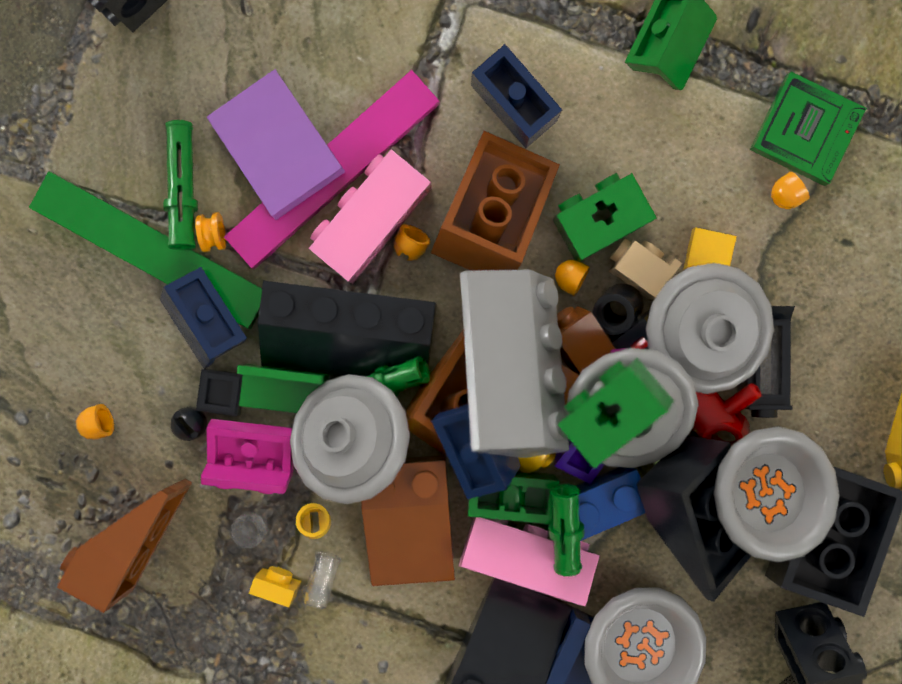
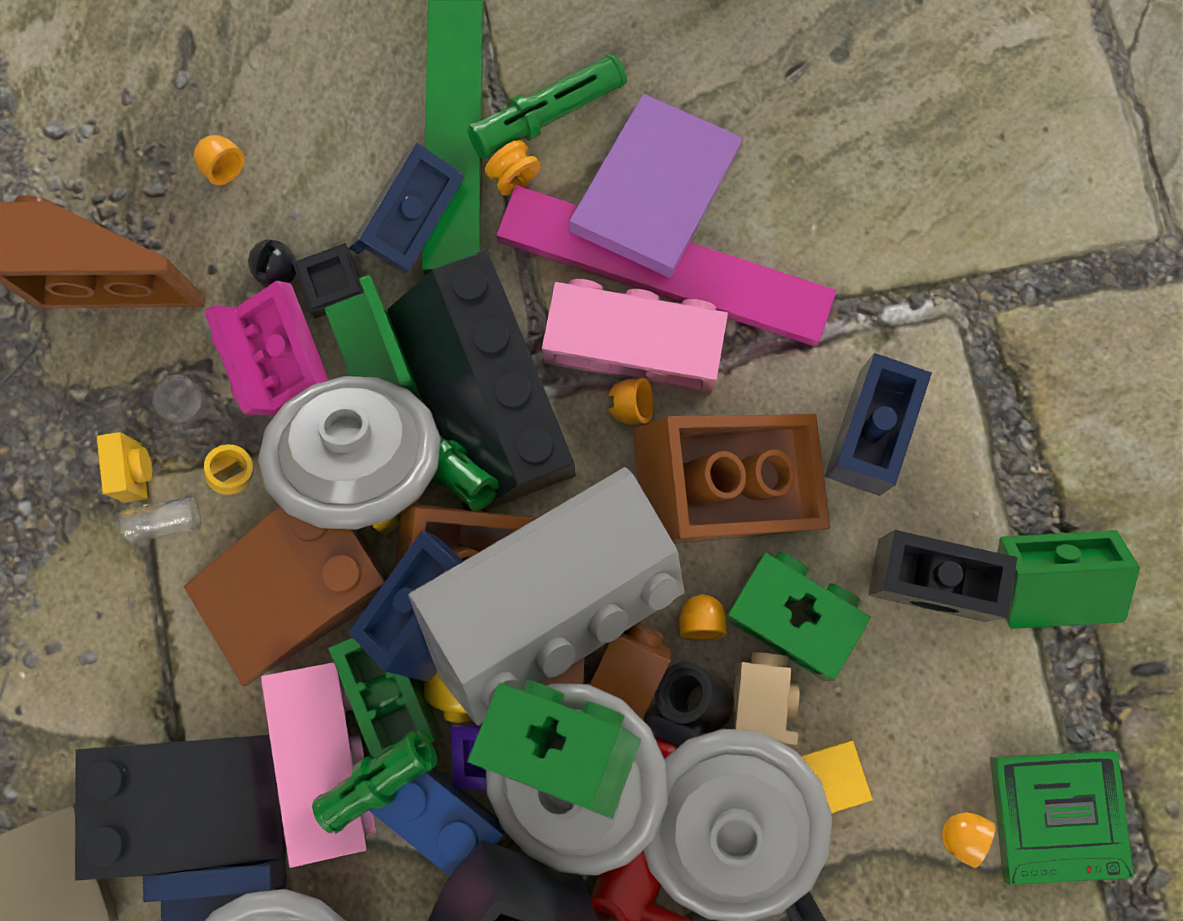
camera: 65 degrees right, 10 degrees down
(631, 113) = (943, 576): none -> black brick

